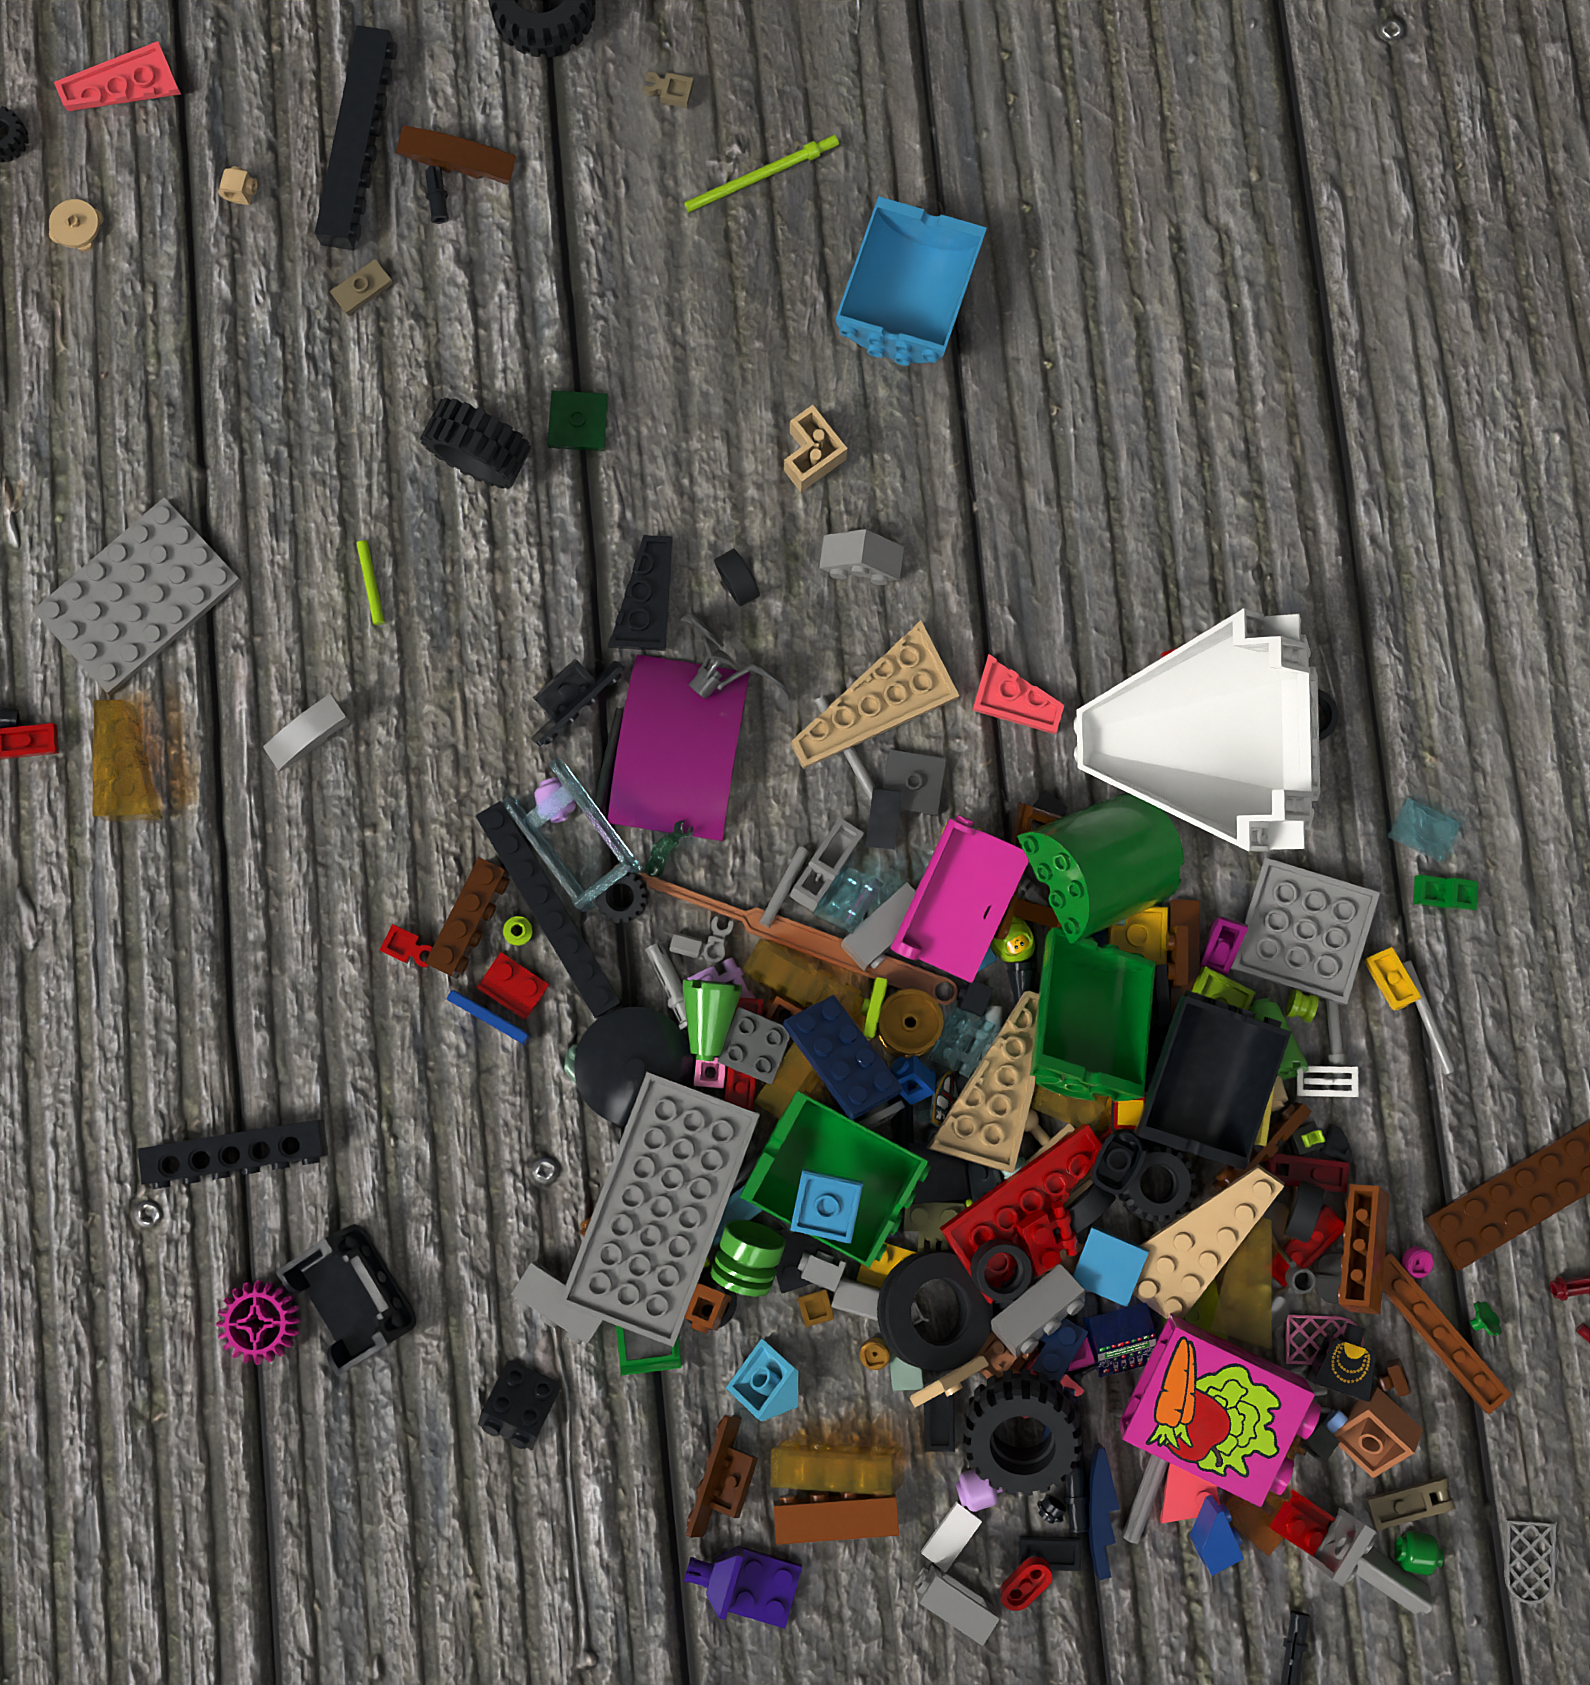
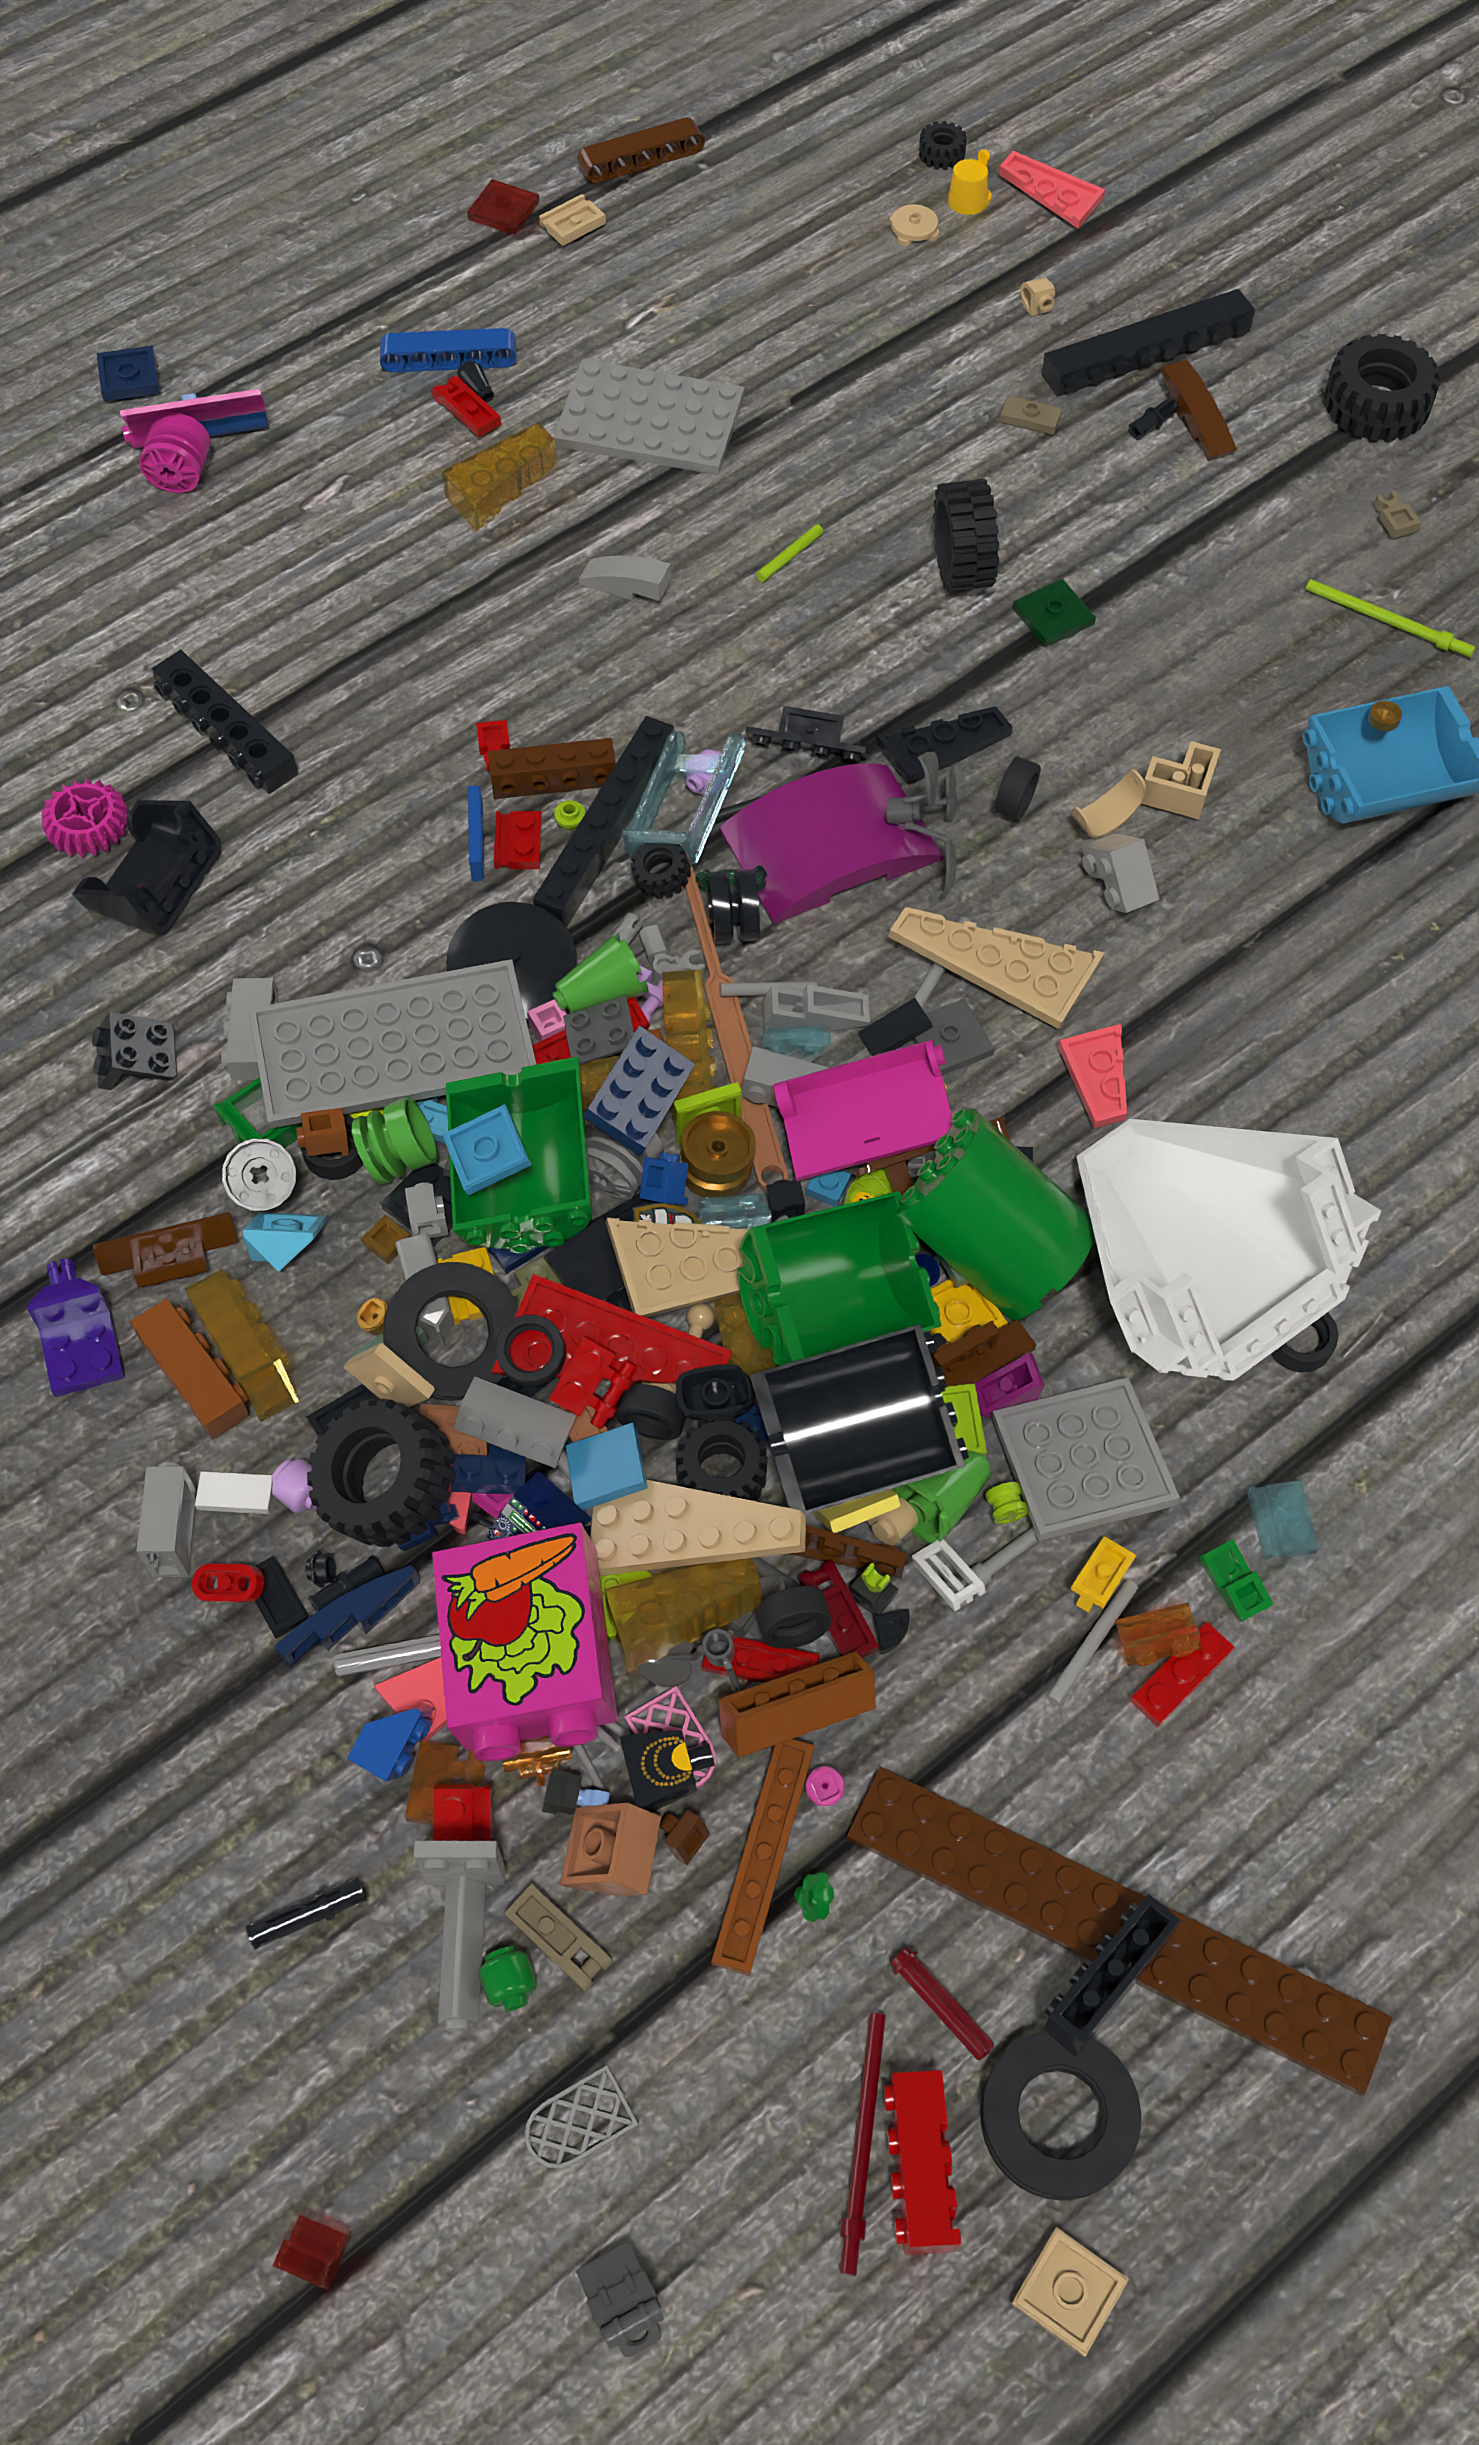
camera: 60 degrees right, 20 degrees down
(70, 149) = (969, 185): none -> yellow hat
(704, 866) = (730, 906): none -> black wheel
(711, 1377) = (238, 1179): none -> light grey wheel
(793, 521) = (1113, 807): none -> tan piece
(876, 266) = (1385, 716): none -> pearl gold tile
(1456, 974) = (1158, 1634): none -> clear orange bracket
(1485, 975) = (1181, 1676): none -> red plate

